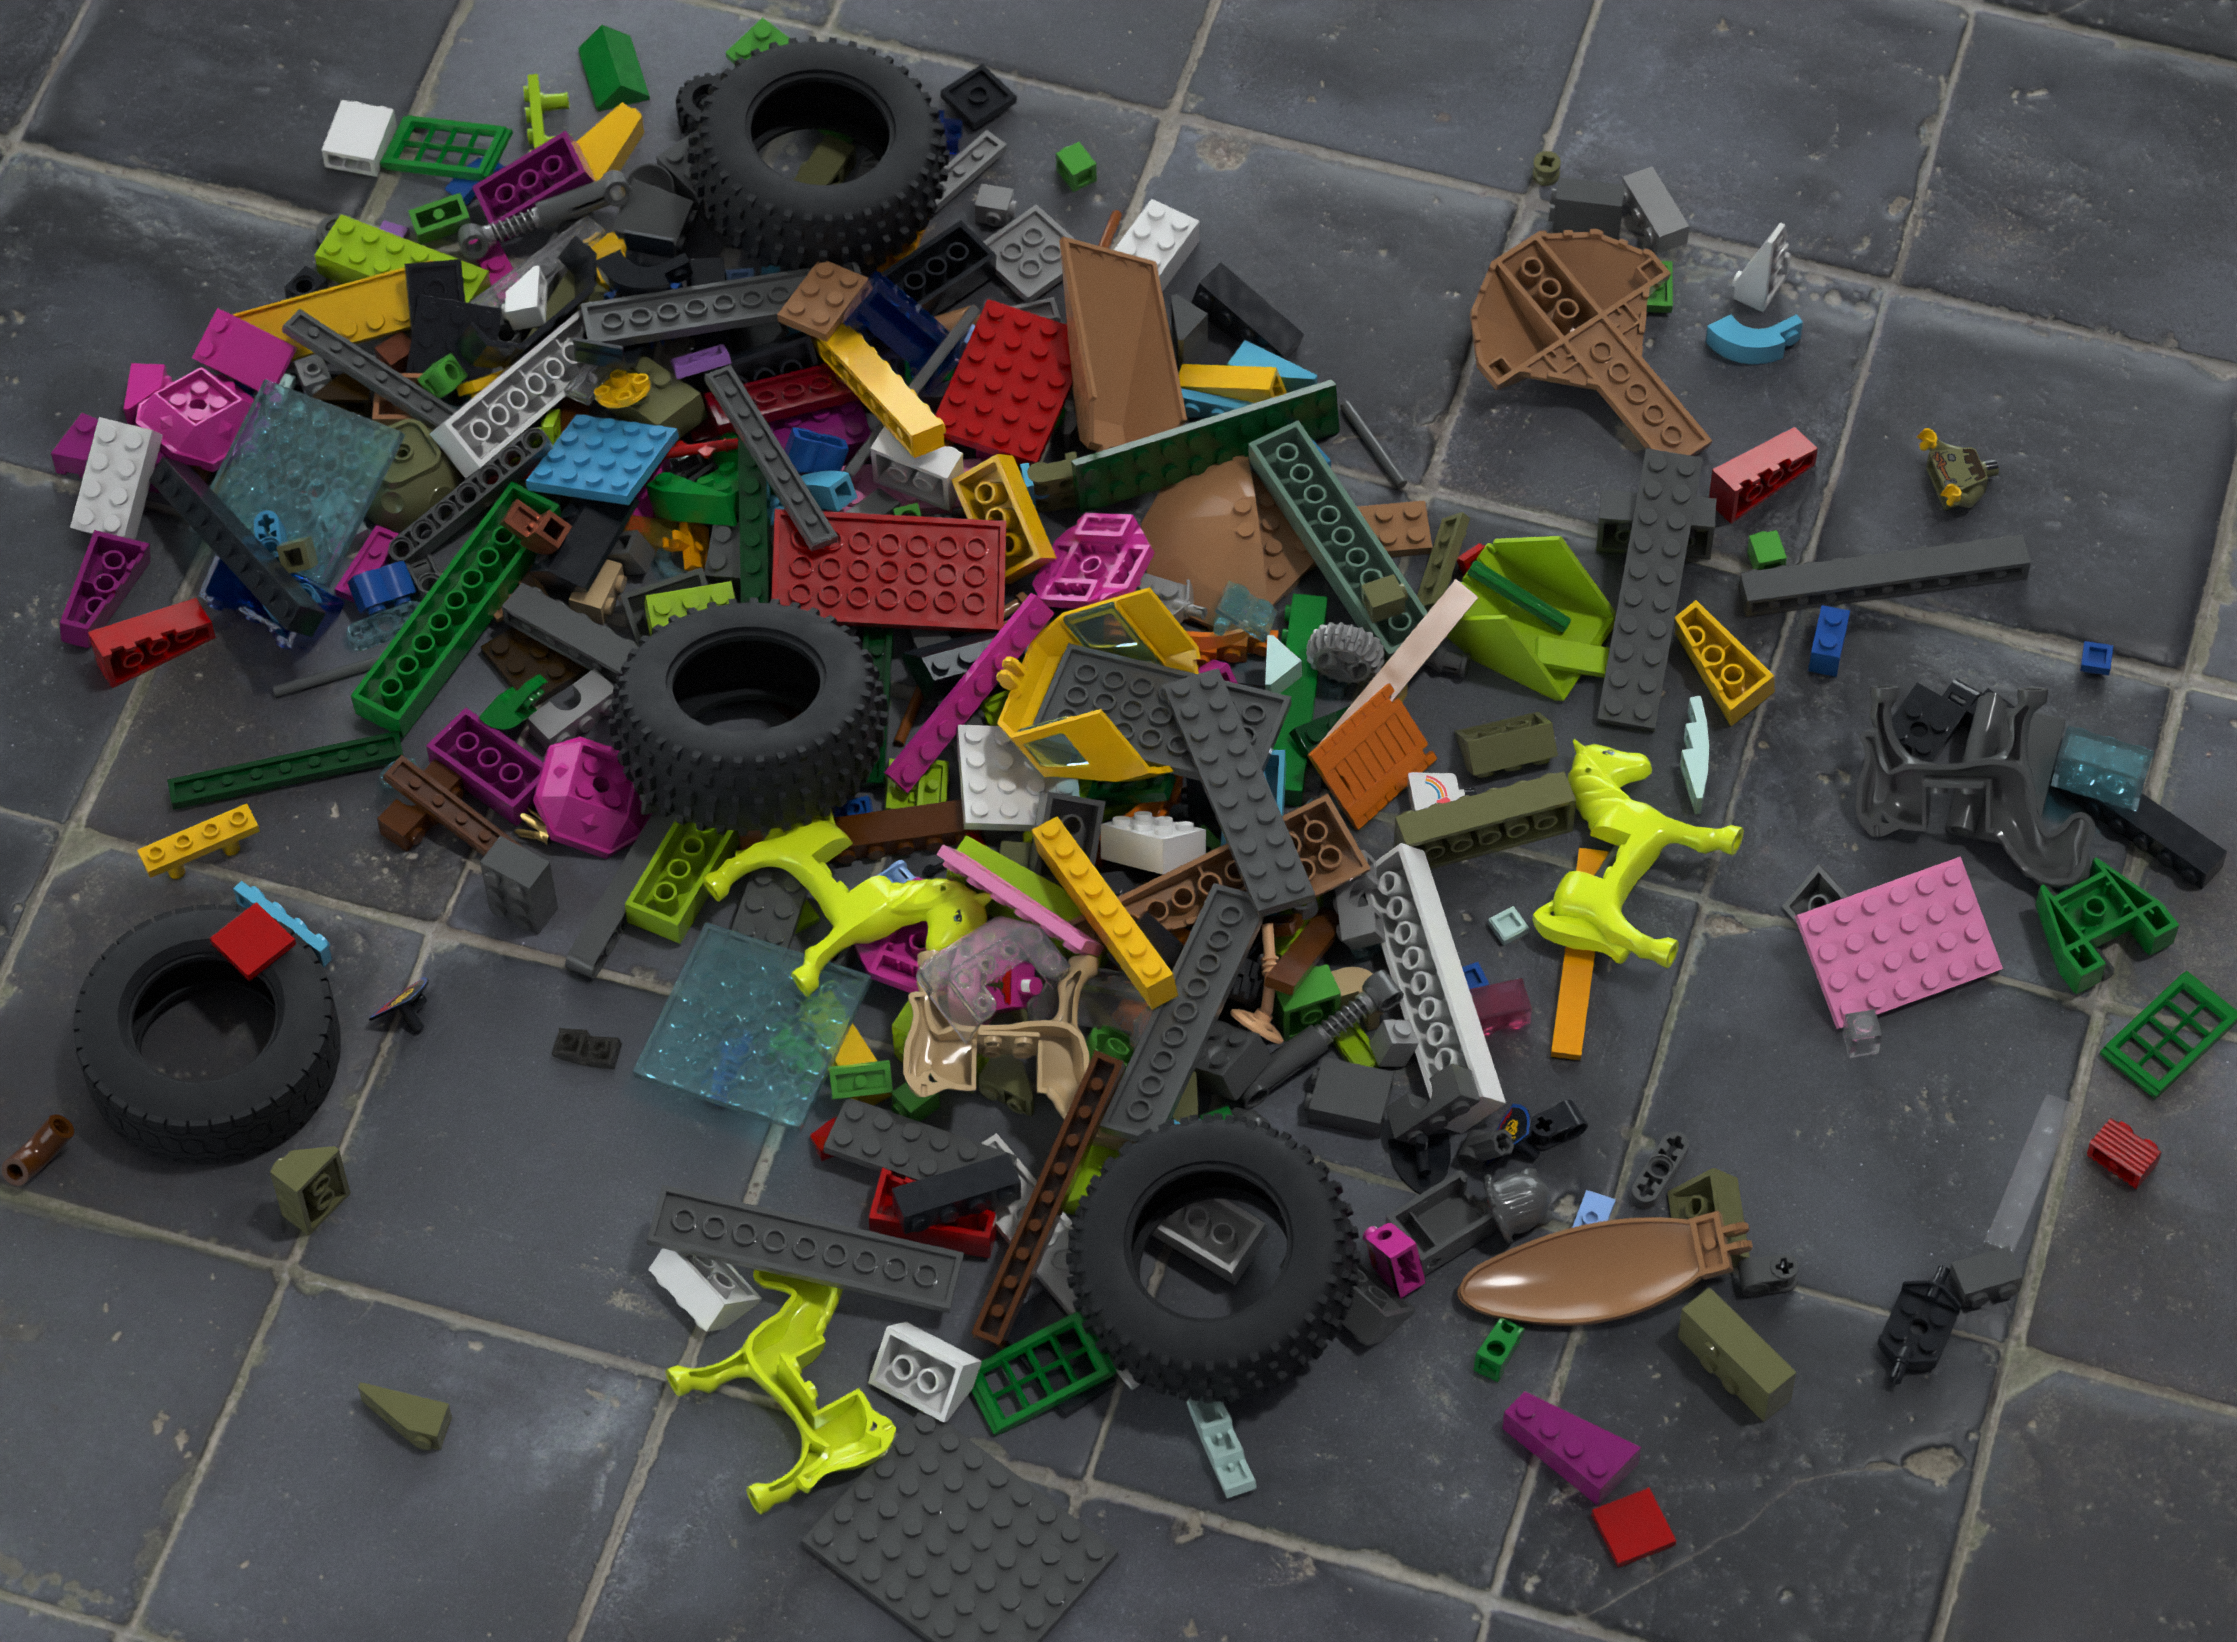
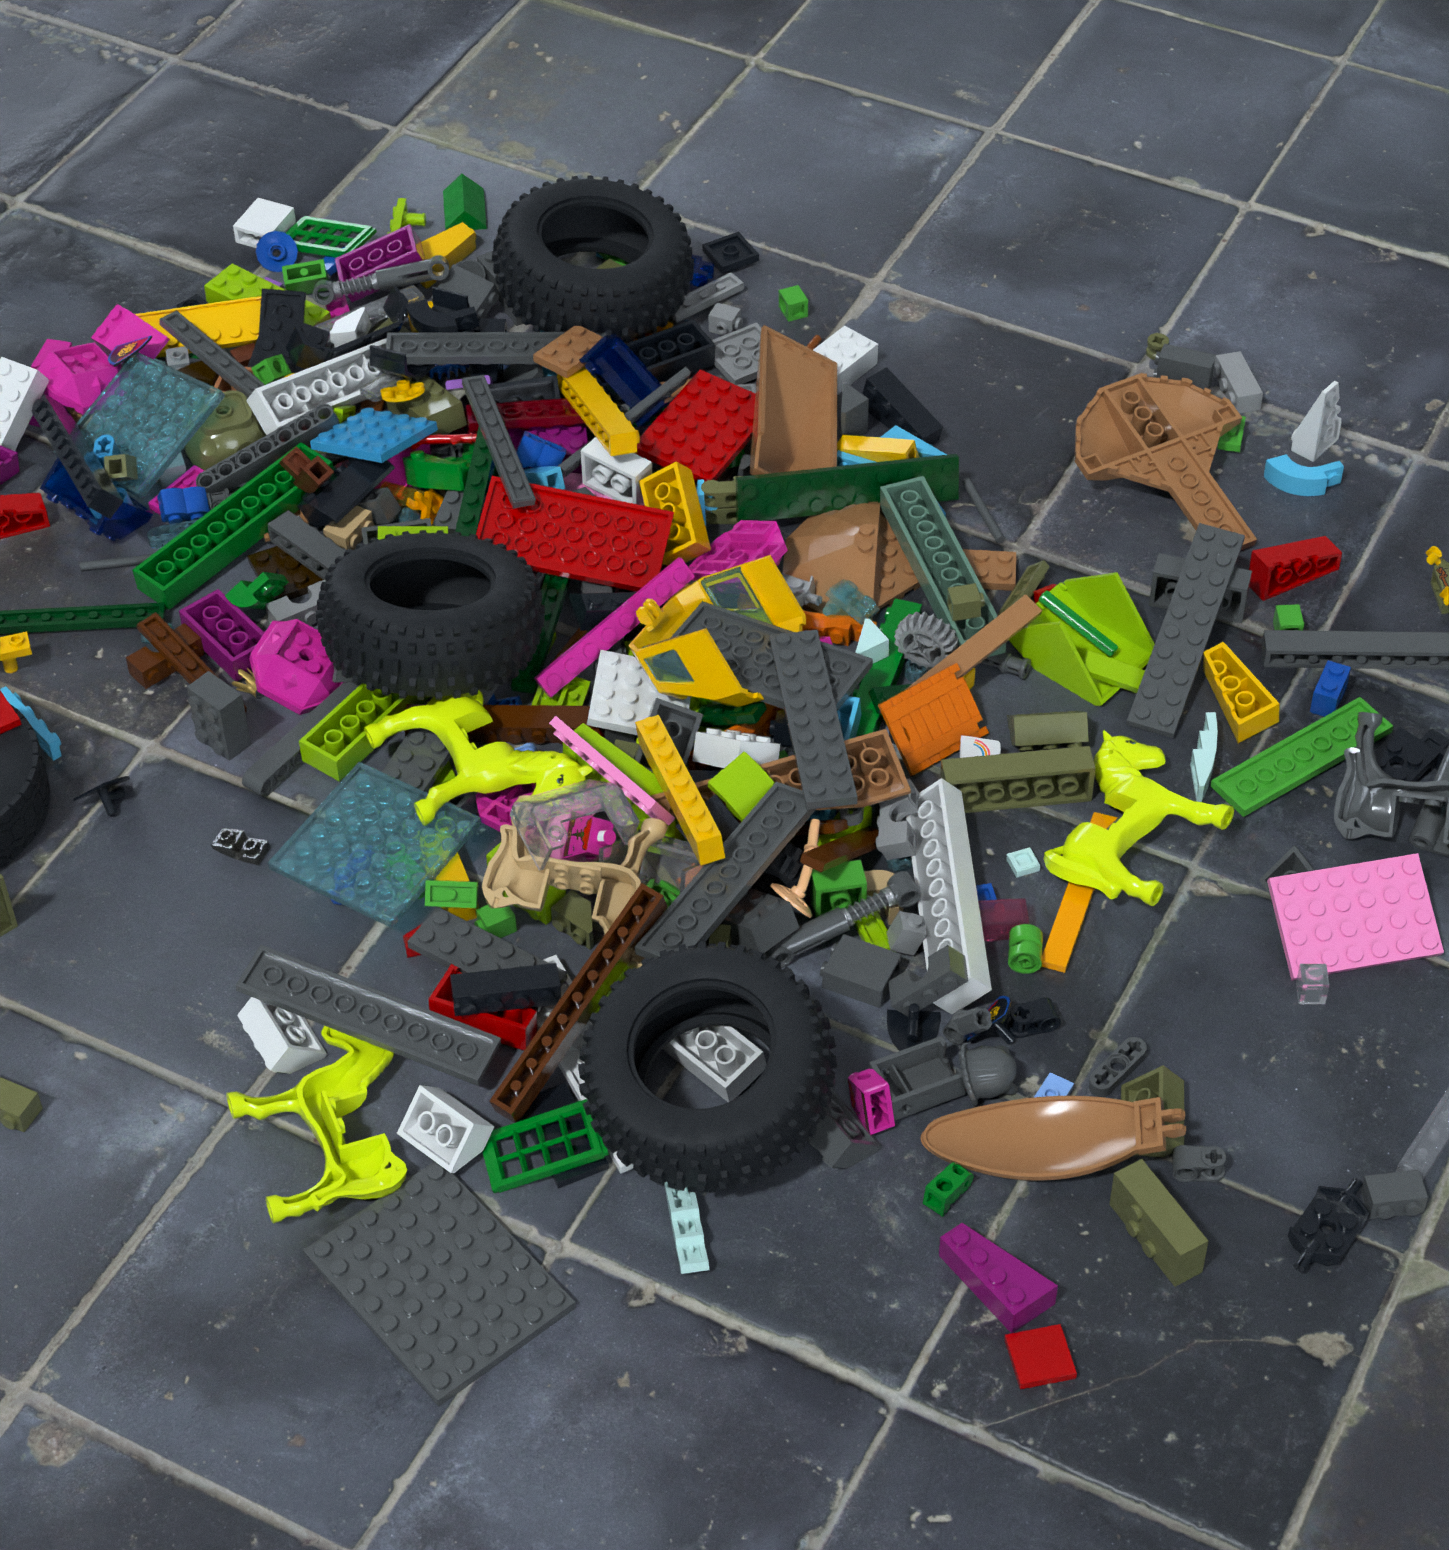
camera: 10 degrees right, 10 degrees down
(250, 378) = (124, 351): none -> shield
(402, 179) = (276, 241): none -> blue dish
(1175, 895) = (741, 785): none -> lime slope
(1532, 1040) = (1025, 948): none -> bright green wheel
(1804, 737) = (1294, 759): none -> bright green plate

